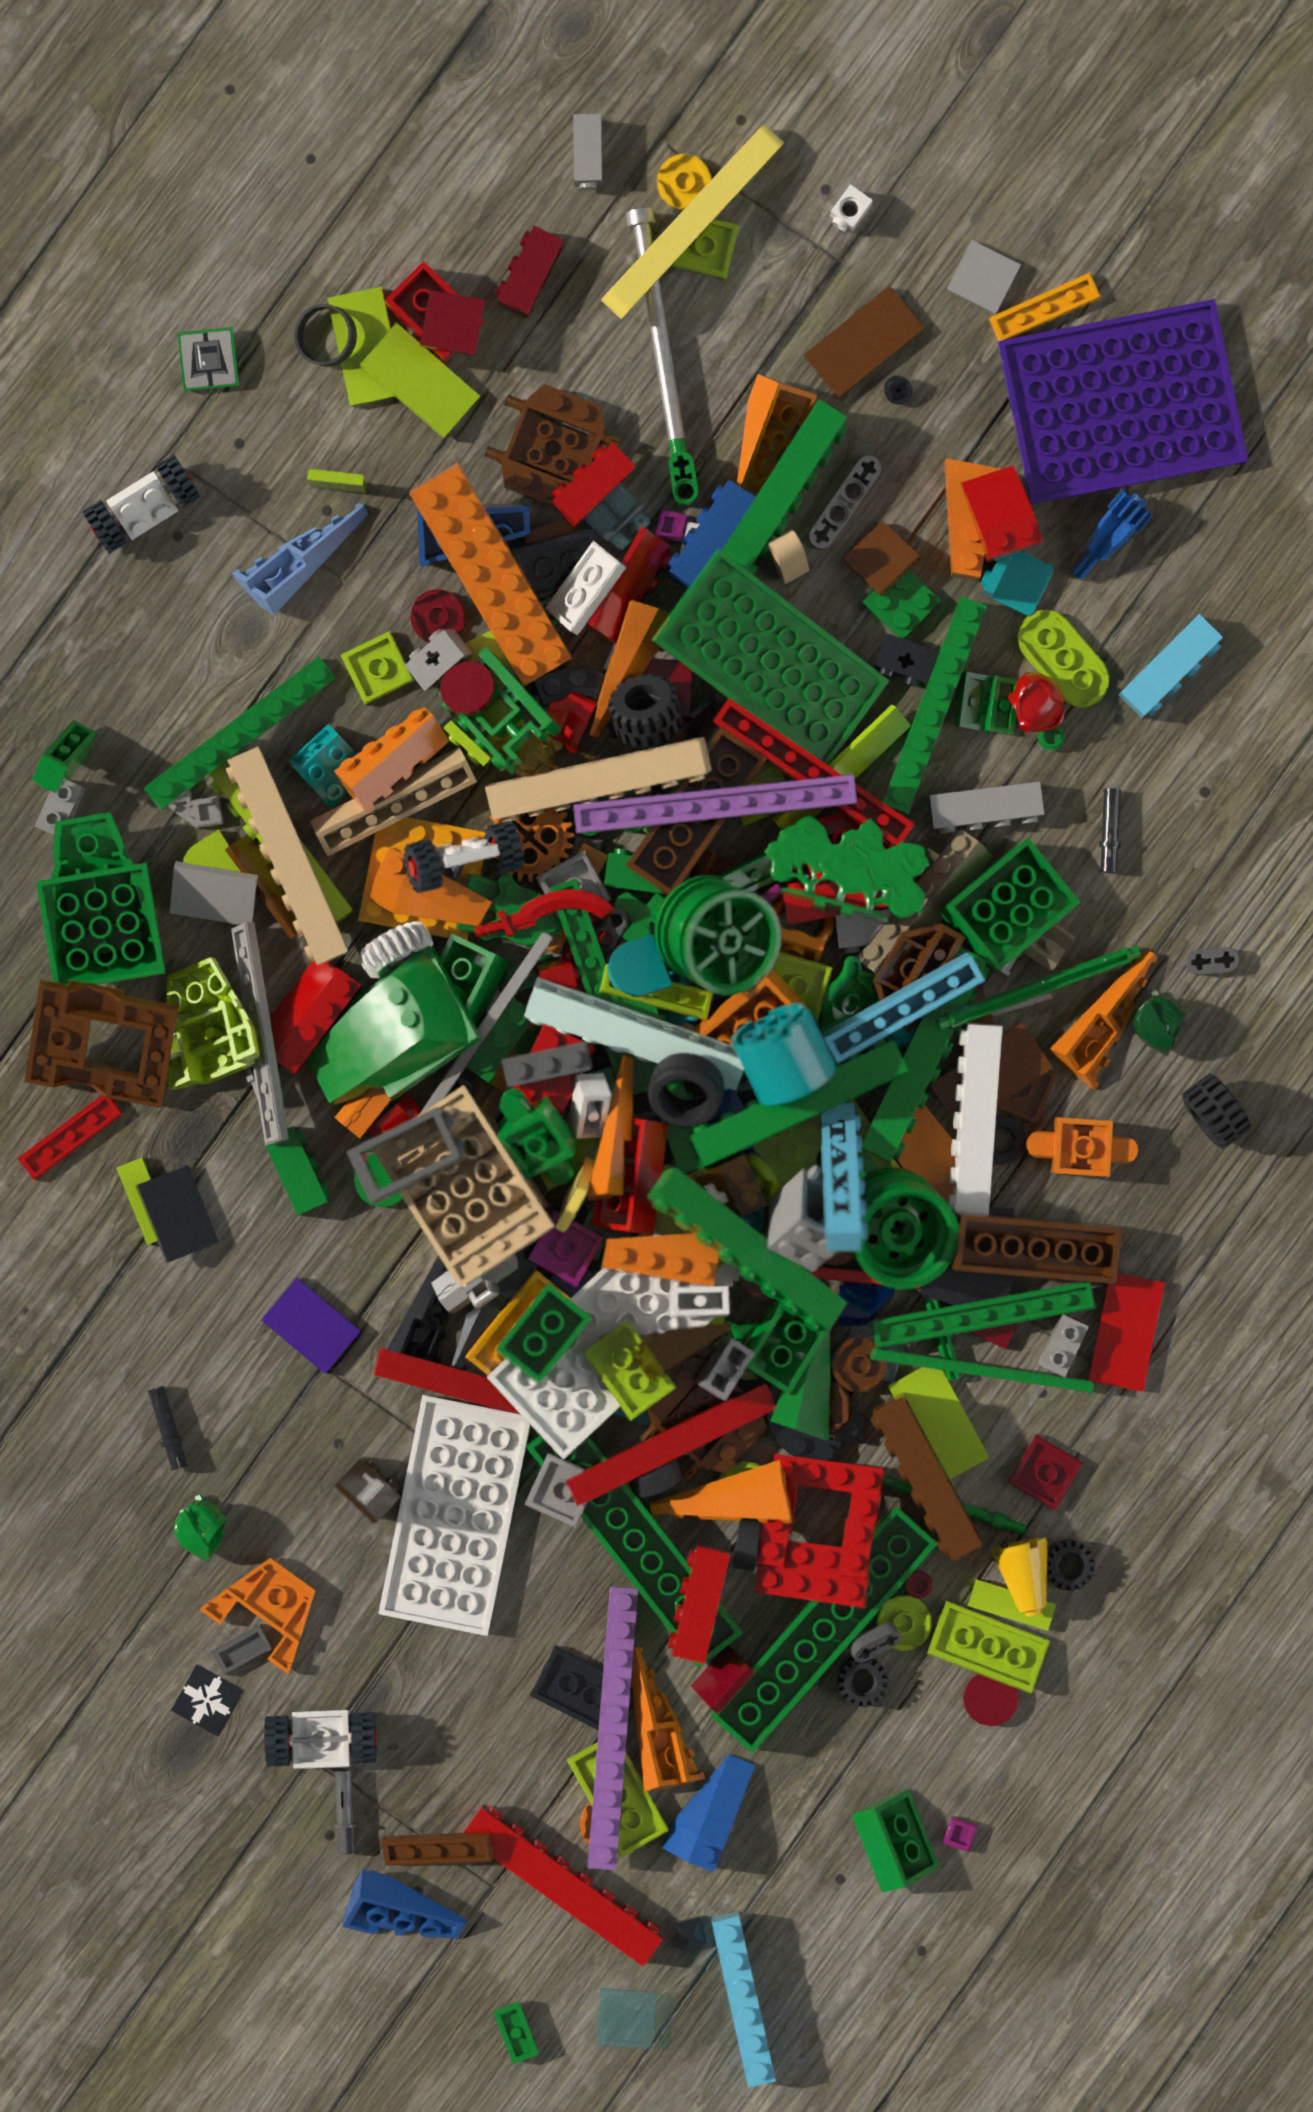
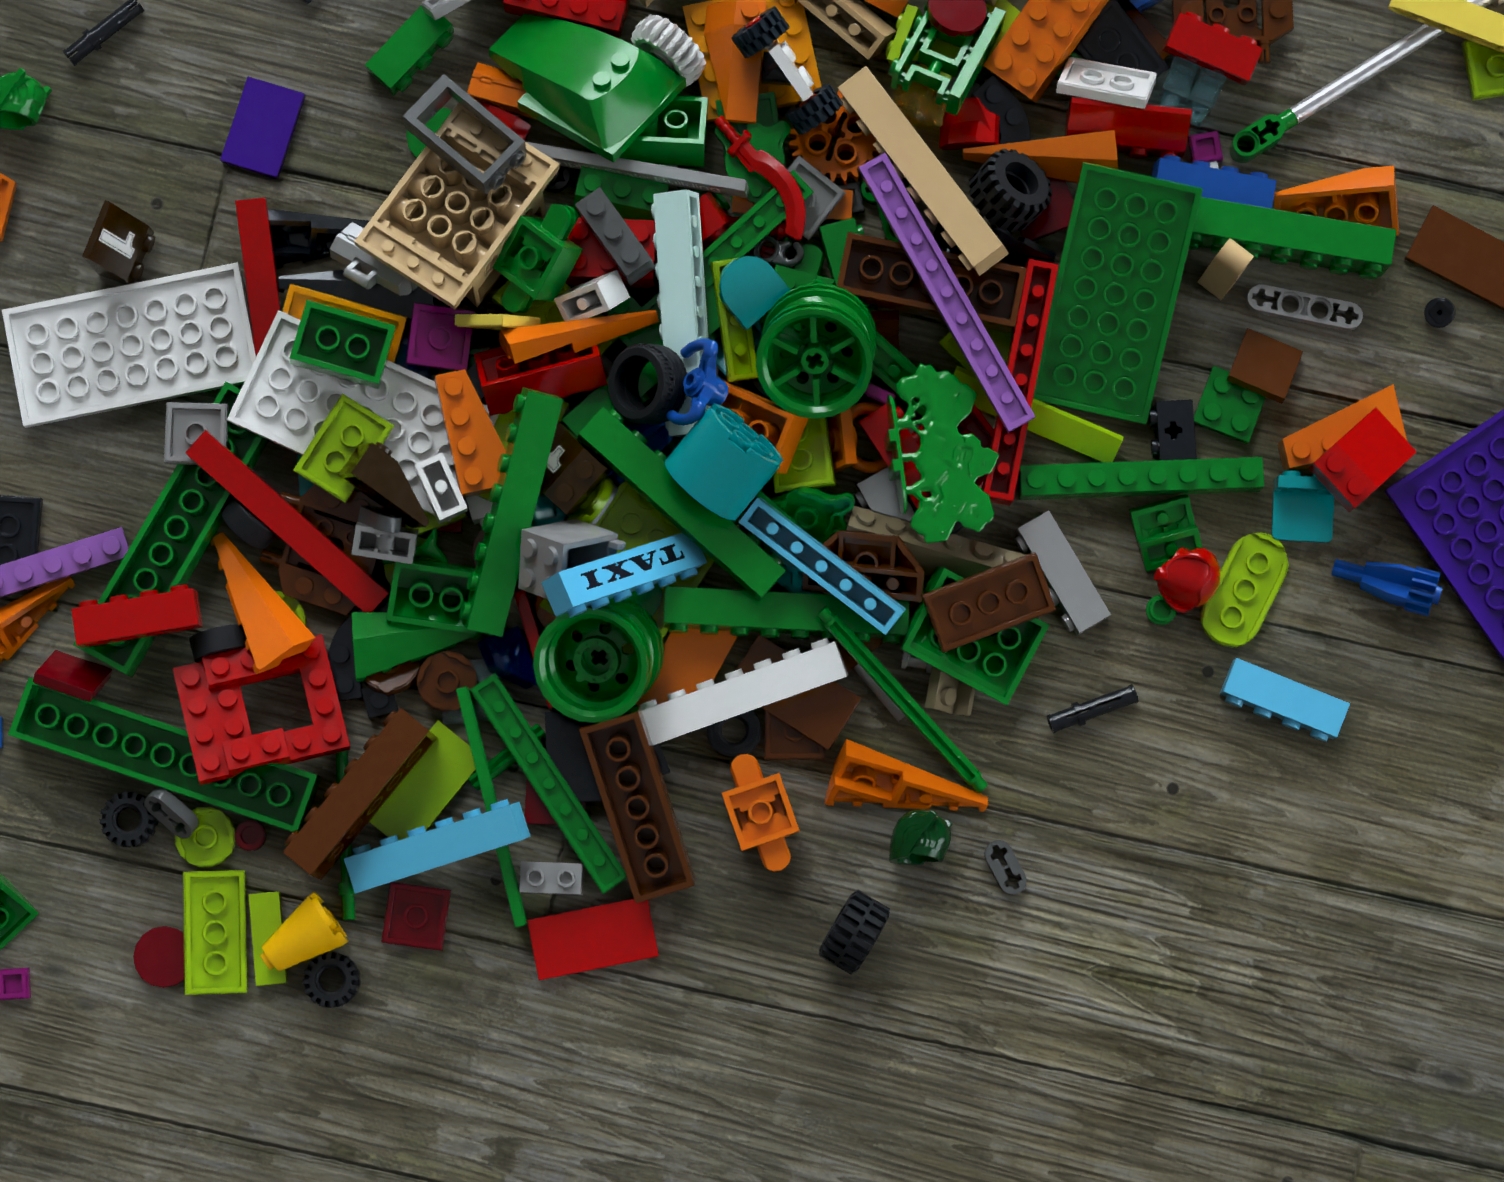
camera: 65 degrees right, 5 degrees down
(703, 1364) = (380, 518): none -> dark grey beam
(708, 1045) = (700, 383): none -> blue piece
(990, 881) = (988, 602): none -> reddish brown tile
(998, 1430) = (436, 847): none -> medium azure brick

